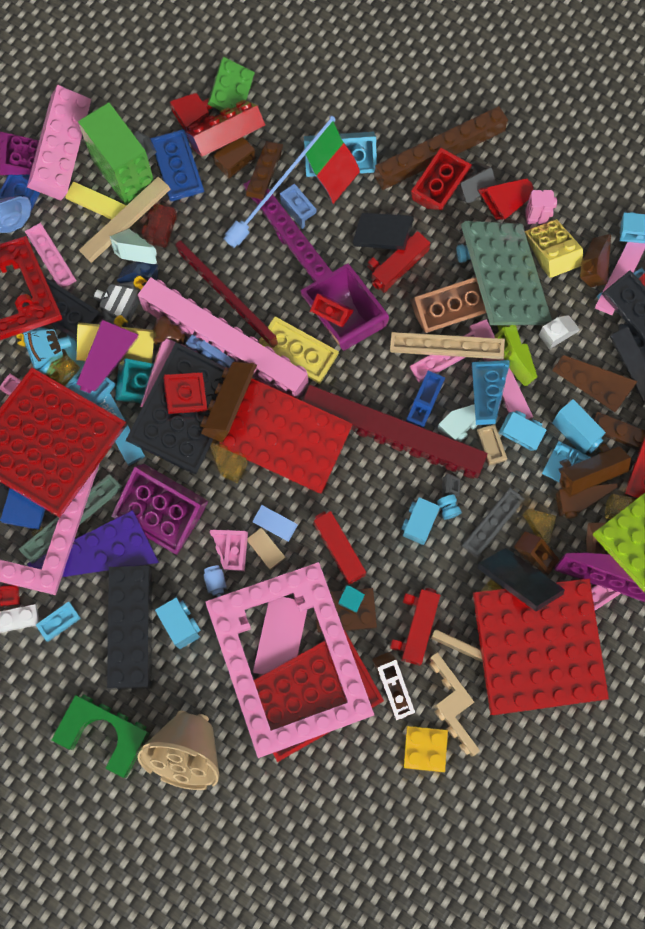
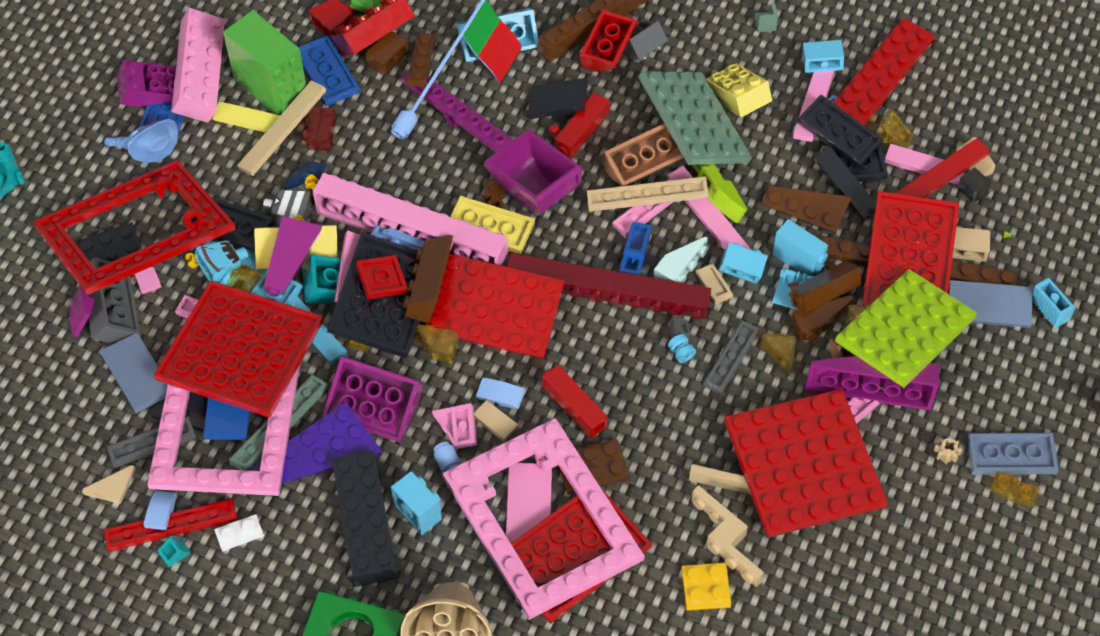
camera: 10 degrees left, 15 degrees down
(50, 256) = (207, 175): bright pink tile -> none
(58, 621) = (284, 527): medium azure plate -> none
(132, 247) = (297, 151): light aqua slope -> none
(165, 329) = (347, 223): reddish brown hair -> none
(226, 294) = (404, 180): dark red tile -> none
(297, 205) = (463, 86): medium blue panel -> none
(306, 317) = (493, 192): none -> reddish brown plate
(331, 310) = (520, 171): red slope -> none
(351, 599) = (596, 449): teal slope -> none
(393, 685) = (659, 528): slope -> none
(420, 626) = (676, 467): red brick -> none
(421, 520) = (654, 366): medium azure brick -> none
(462, 253) = (646, 107): medium azure wheel -> none
(488, 387) = (699, 227): dark azure wing -> none
(506, 197) = (680, 47): red slope -> none
(521, 579) = (770, 398): black tile -> none
(536, 552) = (782, 376): reddish brown slope -> none
(540, 206) = (716, 51): bright pink brick -> none
(558, 331) = (759, 165): white slope -> none
(594, 179) = (767, 20): none -> sand green panel
(596, 262) = (785, 95): reddish brown slope -> none

